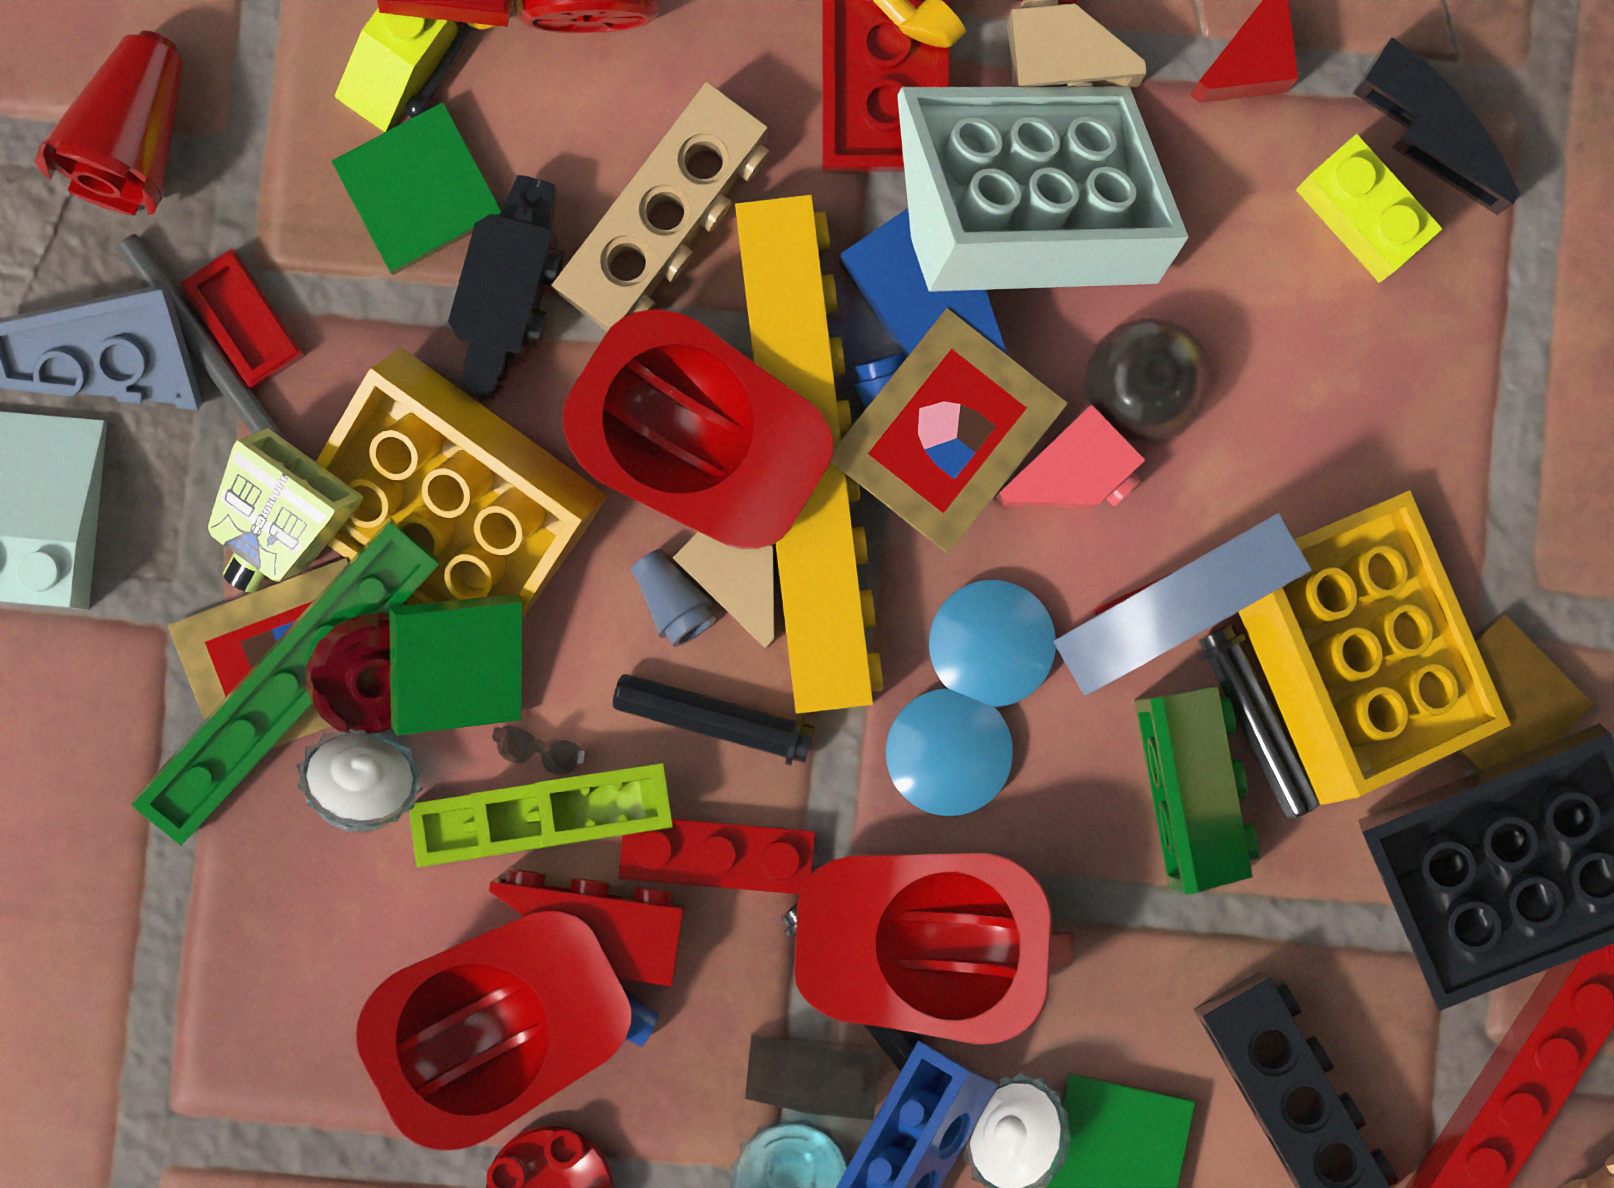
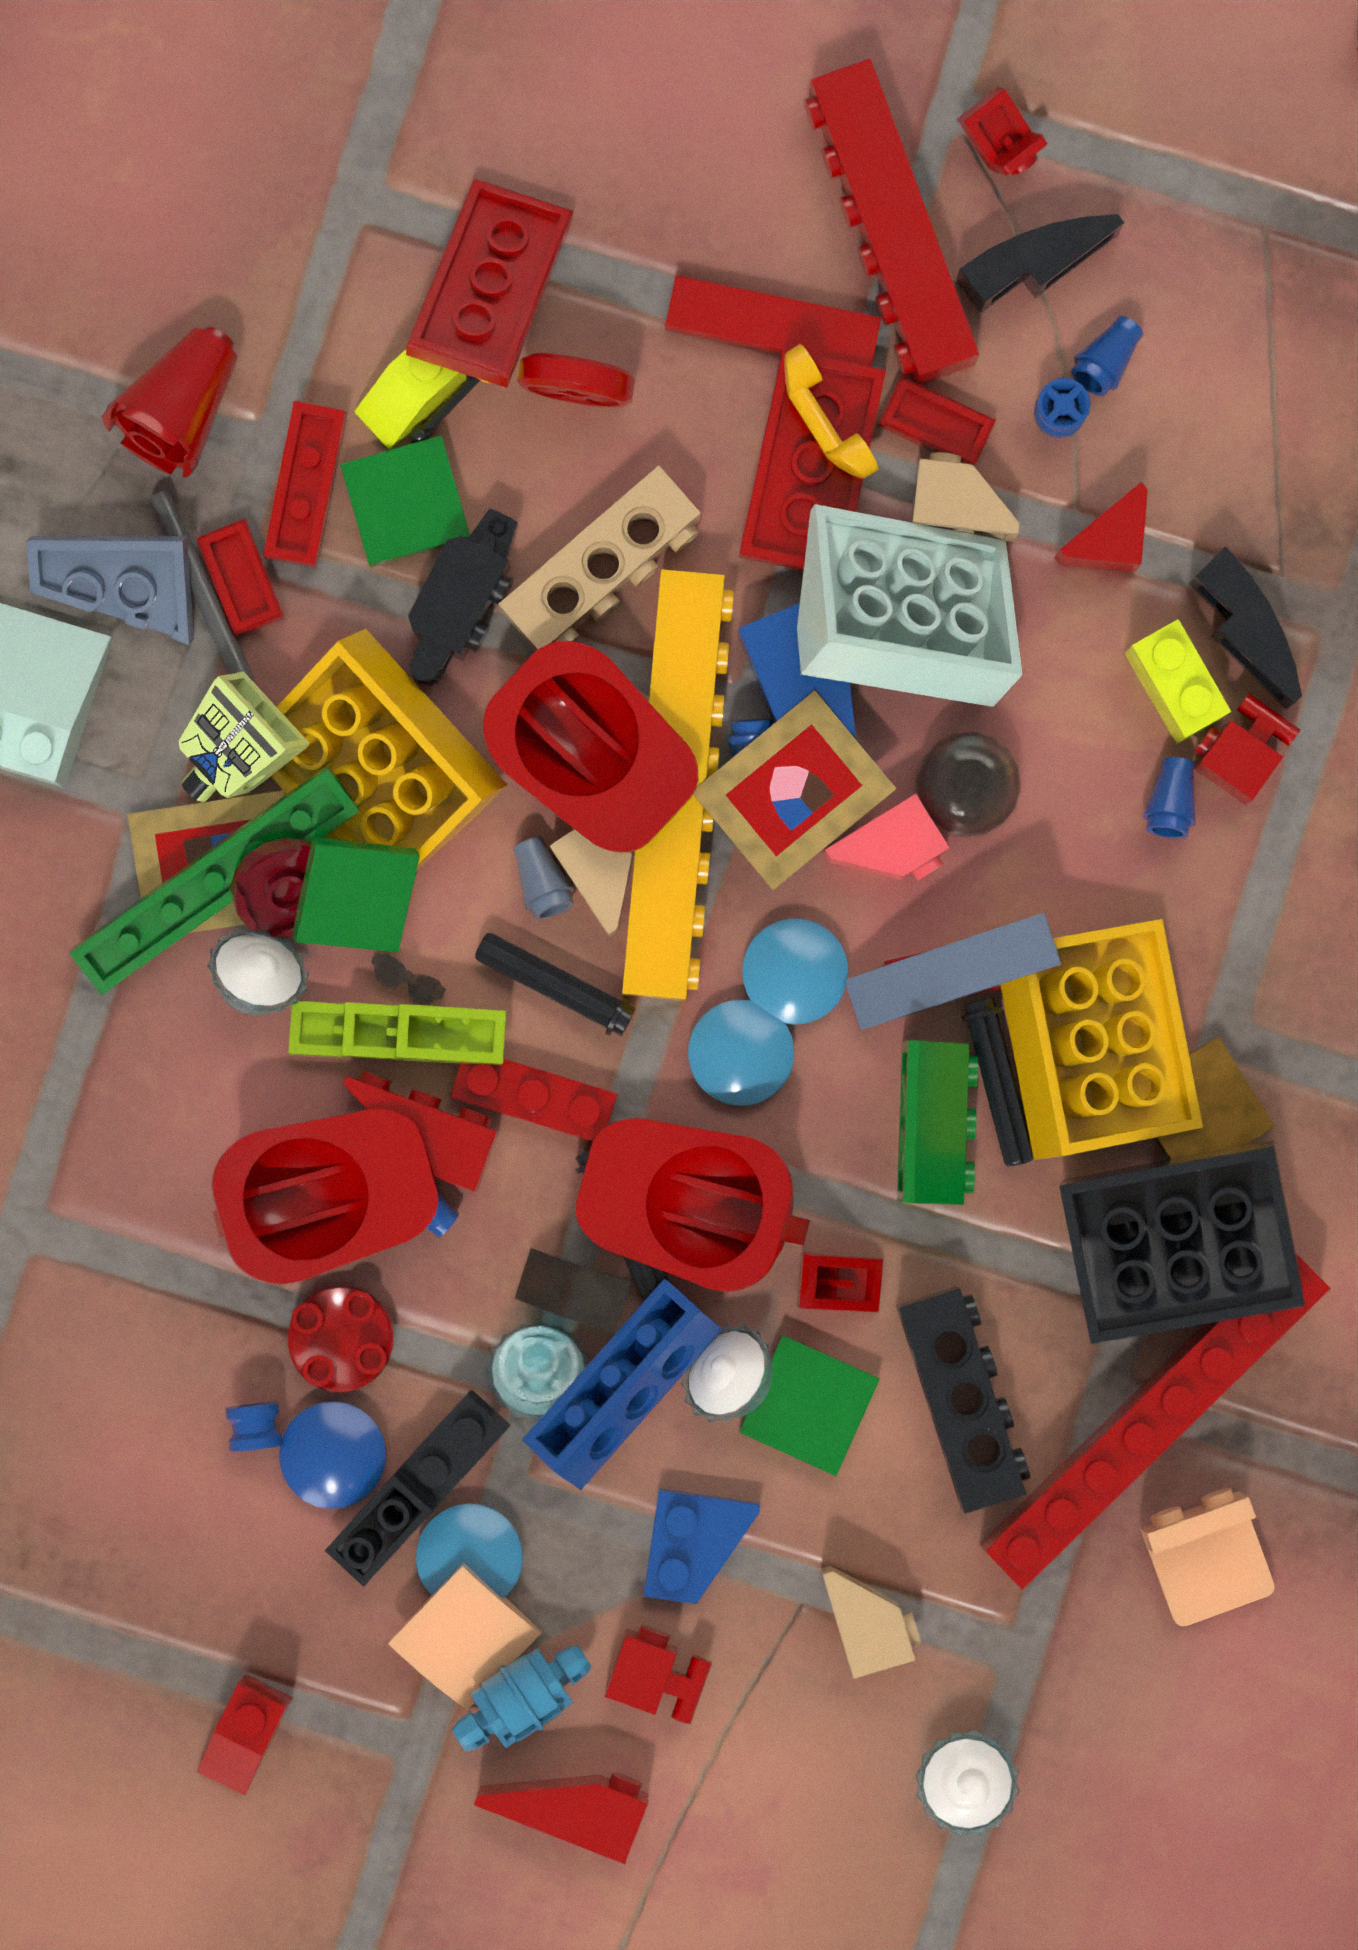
camera: 20 degrees right, 0 degrees up
(294, 193) = (305, 484): none -> red plate
(1121, 999) = (839, 1282): none -> red slope
(1391, 350) = (1172, 803): none -> blue cone
(1460, 282) = (1240, 758): none -> red brick

